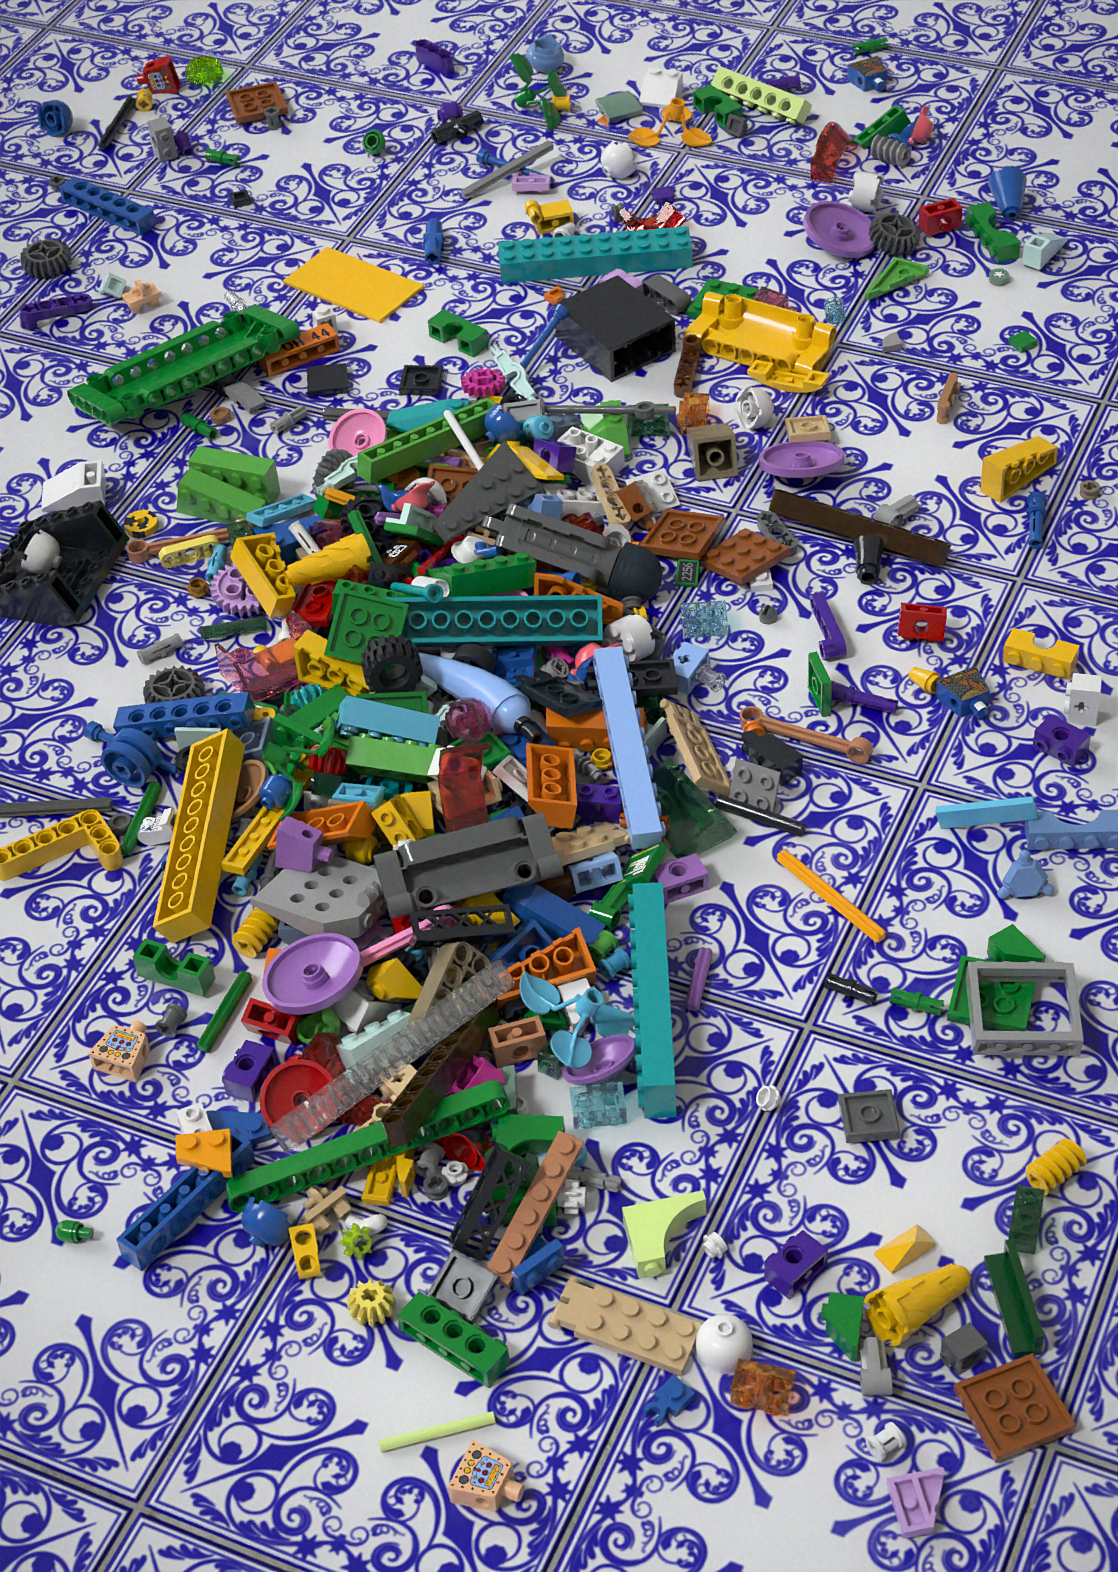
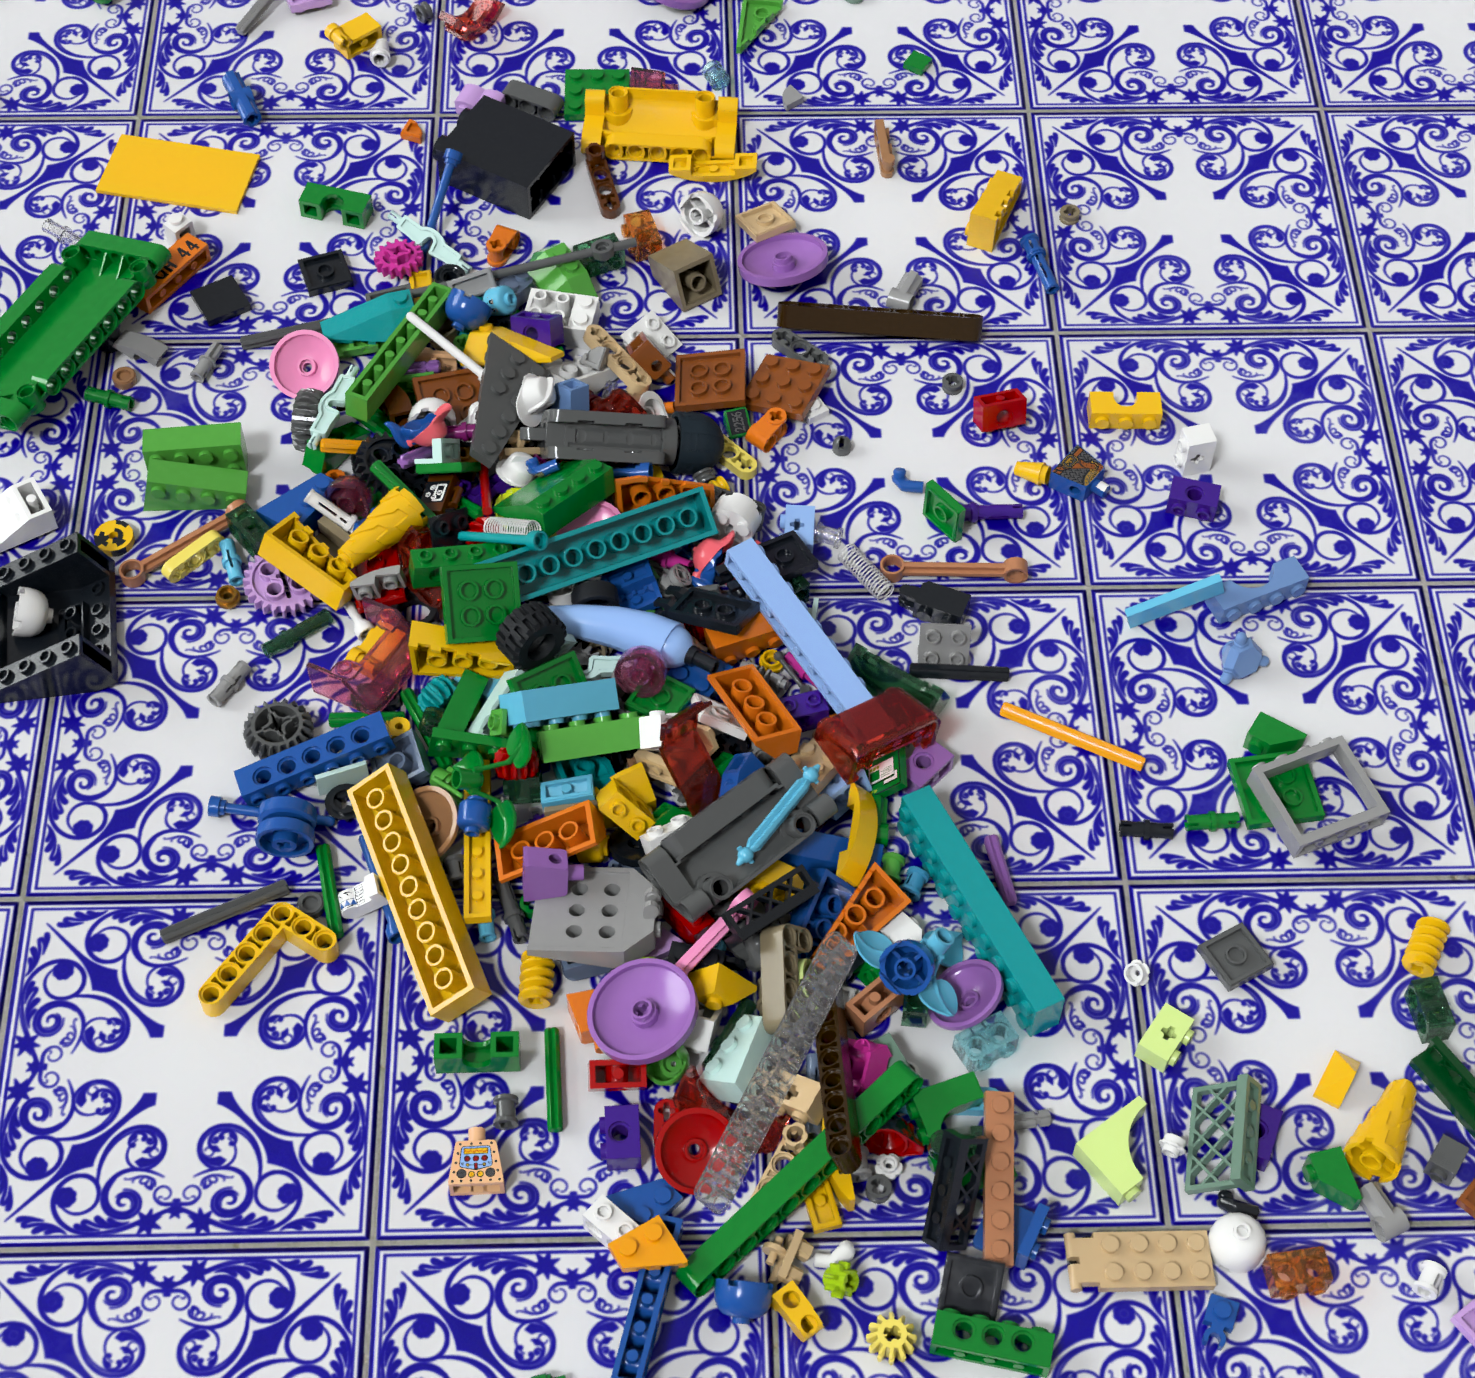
camera: 30 degrees left, 10 degrees up
(281, 510) = (272, 477): medium azure tile -> none
(307, 601) = (372, 583): none -> light grey slope
(509, 858) = (777, 815): none -> medium azure wheel
(515, 493) = (534, 398): none -> white piece
(550, 1012) = (906, 965): none -> blue cylinder
(572, 1197) = (1022, 1149): white gear -> none
(574, 391) = (501, 245): none -> orange piece
(585, 905) = (862, 838): none -> yellow slope
(591, 489) = (596, 358): none -> light grey tile
(595, 254) = (429, 72): teal brick -> none
(606, 754) = (778, 656): none -> dark grey hinge
(642, 823) = (874, 730): none -> clear red windscreen
(665, 602) = (734, 463): none -> light yellow beam
(696, 749) = (863, 620): tan hinge -> none
(704, 619) = (785, 471): clear light blue brick -> none
(707, 585) = (768, 429): none -> orange piece
(723, 708) = (859, 578): none -> white piece
(736, 1308) = (1227, 1203): none -> black arm
(755, 725) = (903, 577): orange bush -> none
(760, 1157) = (1168, 1024): none -> yellowish green brick
(765, 1262) = (1243, 1133): none -> sand green fence
(802, 653) = (904, 483): none -> blue arm
(834, 643) = (925, 457): dark purple beam -> none
(868, 558) = (908, 354): black plant -> none
(897, 598) = (949, 389): none -> dark grey bush

